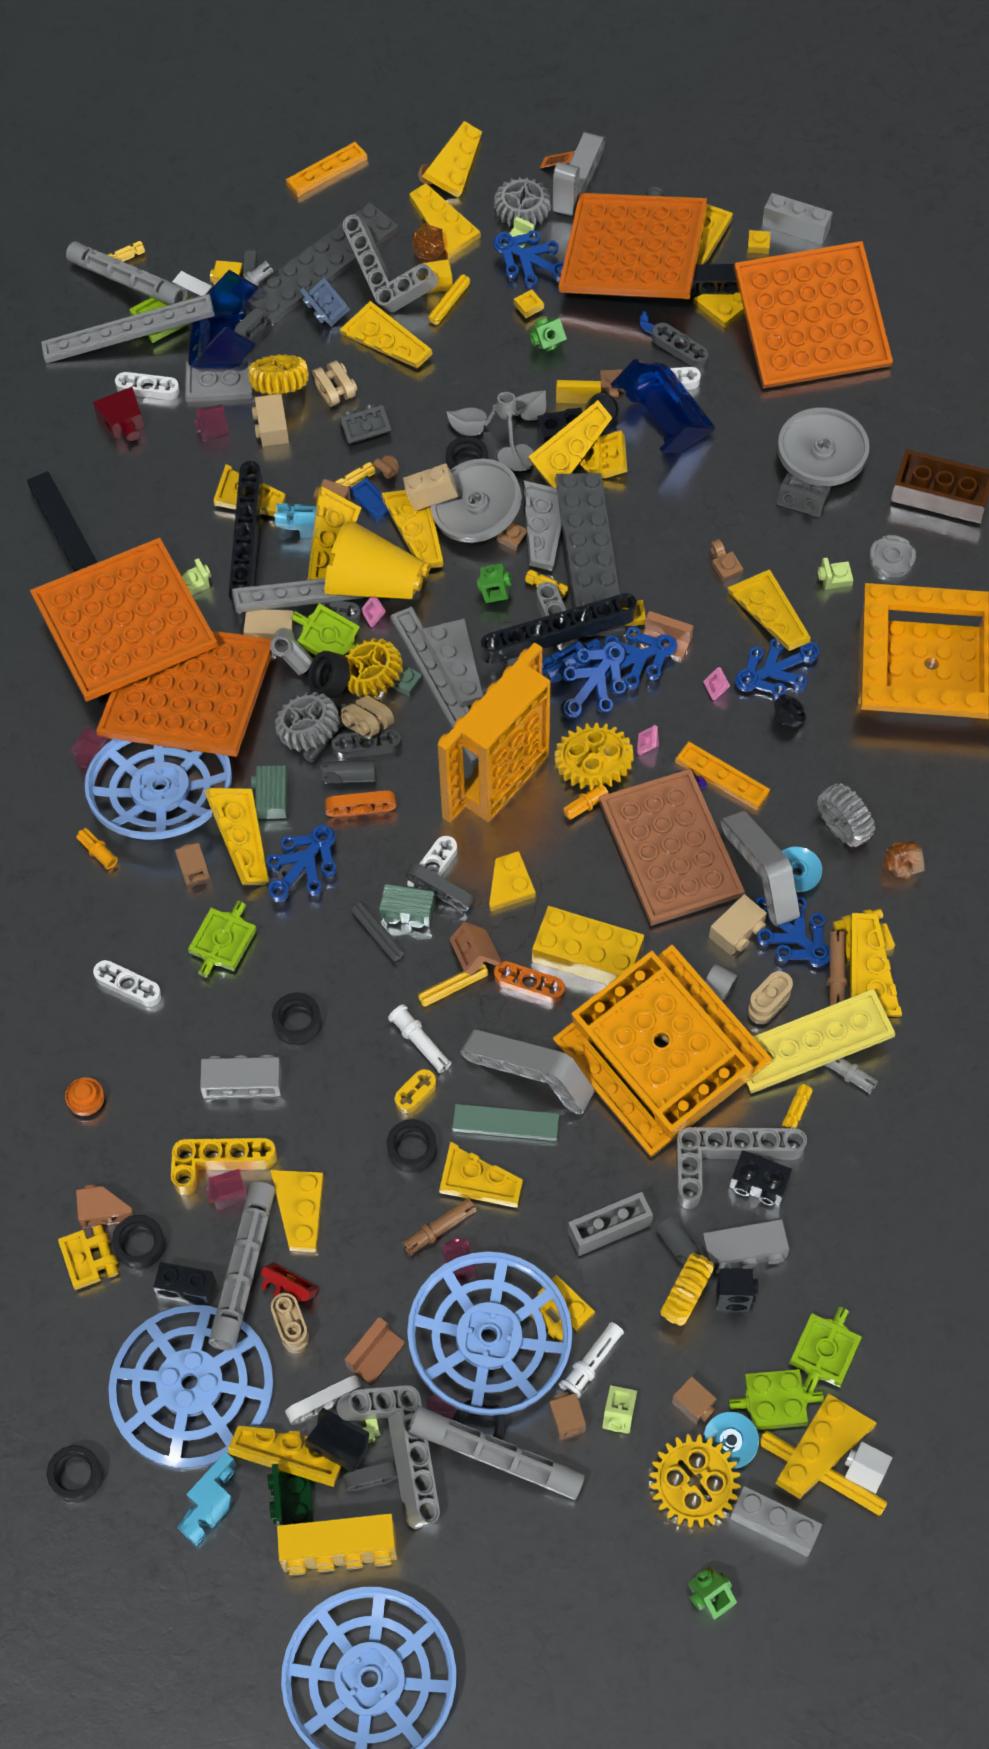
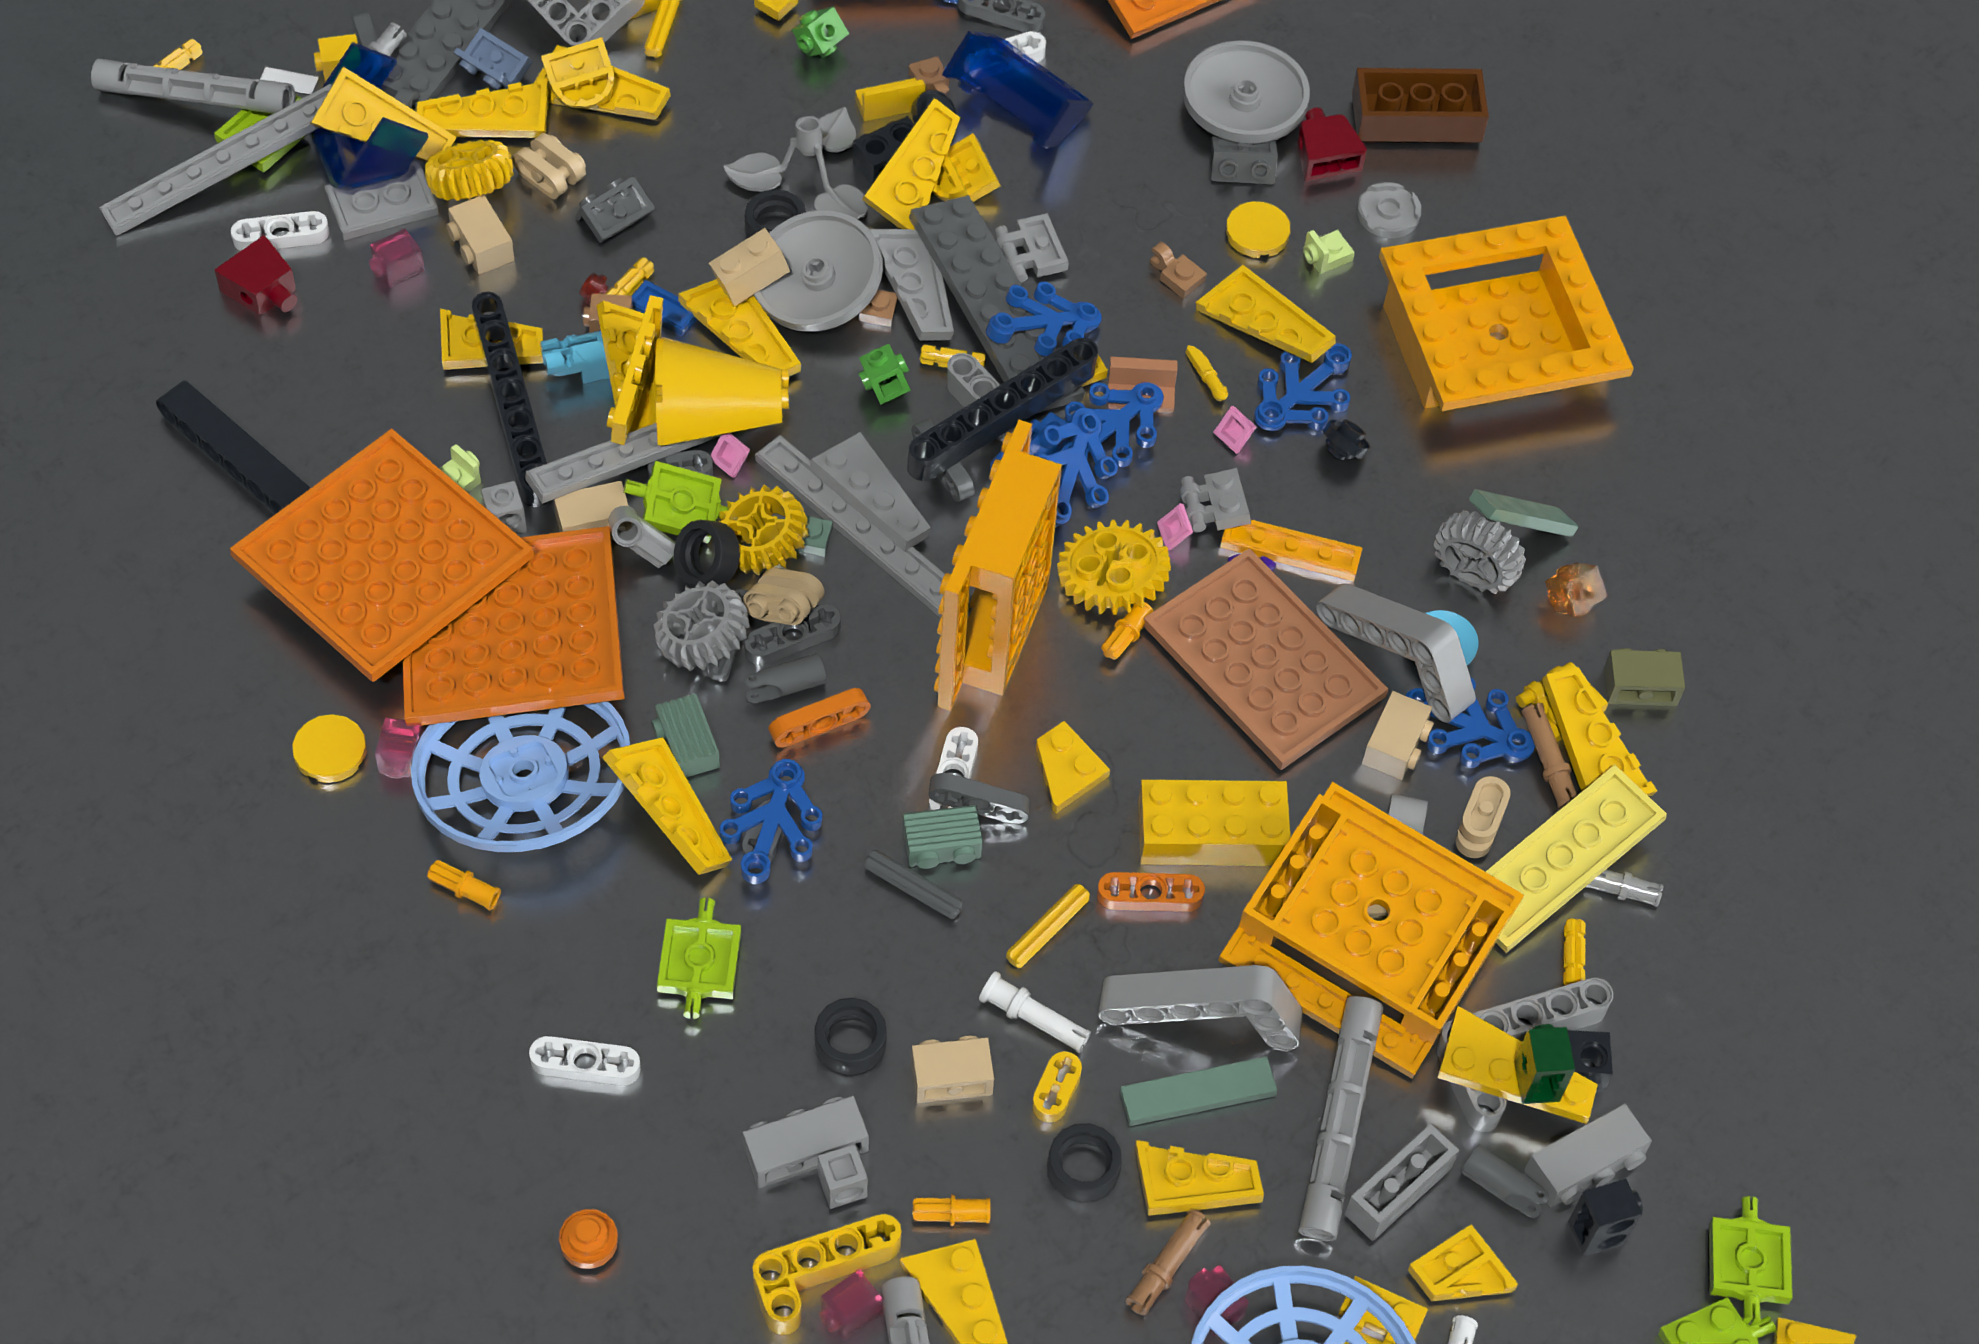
camera: 25 degrees left, 5 degrees down
(49, 736) = (329, 748): none -> yellow tile
(192, 863) = (614, 866): medium nougat brick -> none
(214, 609) = (506, 505): none -> light grey brick
(219, 311) = (356, 108): none -> yellow wing
(253, 1106) = (842, 1176): none -> light grey brick
(309, 338) = (499, 113): none -> yellow wing
(316, 1149) = (951, 1210): none -> light orange axle
(324, 542) = (637, 372): none -> yellow wing
(330, 474) = (593, 285): none -> clear red plate
(351, 1059) = (952, 1069): none -> tan brick
(375, 325) = (580, 74): none -> yellow slope
(388, 466) = (671, 257): medium nougat plate -> none
(473, 947) = (1058, 867): nougat panel -> none
(617, 1122) = (1341, 1119): none -> light grey piece
(628, 1292) = (1462, 1269): none -> yellow wing
(638, 520) = (1041, 244): none -> light grey plate
(644, 576) = (1081, 315): none -> blue plant
(687, 1289) = (1546, 1235): yellow gear -> none
(689, 731) = (1226, 498): none -> light grey plate
(708, 1169) = (1484, 1061): none -> yellow wing
(715, 639) = (1207, 373): none -> yellow piece
(725, 1176) = (1544, 1064): none -> dark green brick
(793, 546) = (1257, 229): none -> yellow tile
(867, 499) = (1329, 146): none -> dark red torso
(885, 796) = (1523, 513): none -> sand green tile
(927, 934) = (1644, 677): none -> olive brick

